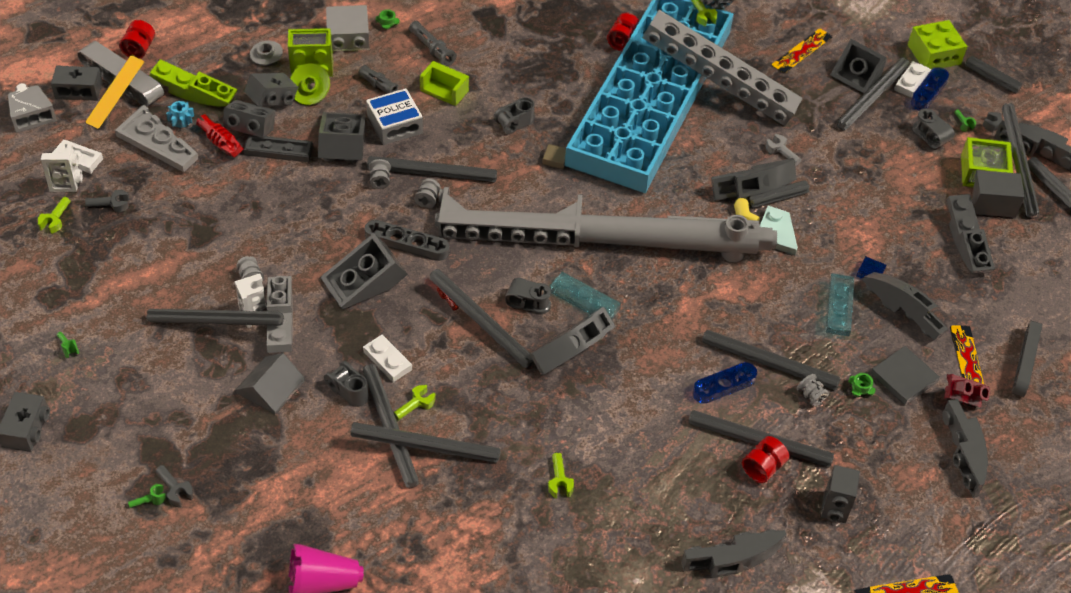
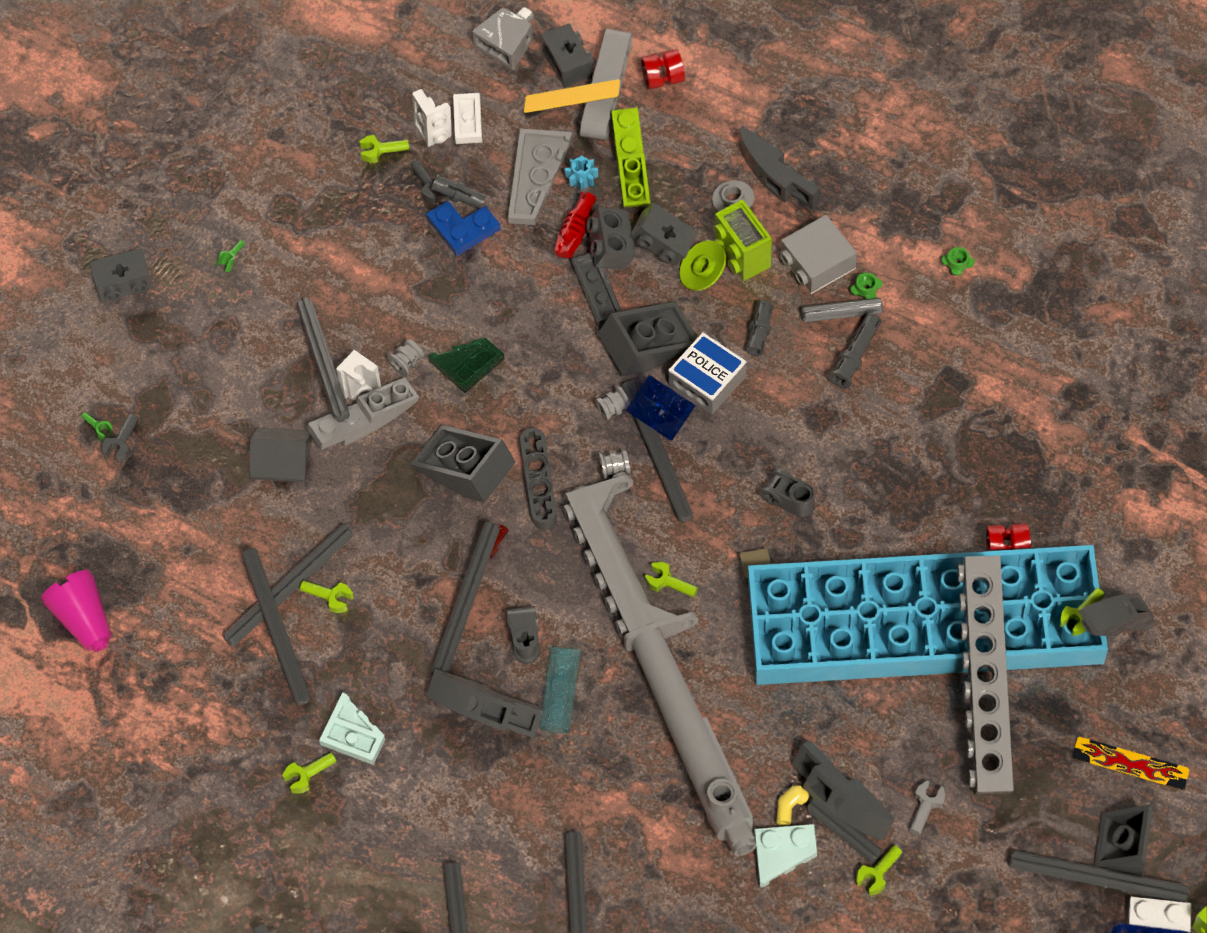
camera: 70 degrees right, 10 degrees up
(136, 184) = (458, 191): none -> dark grey pin
(167, 202) = (462, 233): none -> blue plate
(262, 24) = (768, 166): none -> dark grey slope
(282, 239) = (468, 362): none -> clear green wing
(348, 384) = (314, 517): dark grey piece -> none
(387, 358) = (370, 541): white plate -> none
(395, 38) = (842, 309): none -> axle
(407, 145) = (660, 407): none -> clear blue brick
(444, 83) = (794, 395): lime panel -> none
(536, 205) = (668, 580): none -> lime bar
(545, 432) = (352, 732): none -> light aqua wing
(719, 391) = (517, 870): clear blue beam -> none
(818, 193) = (878, 871): none -> lime bar

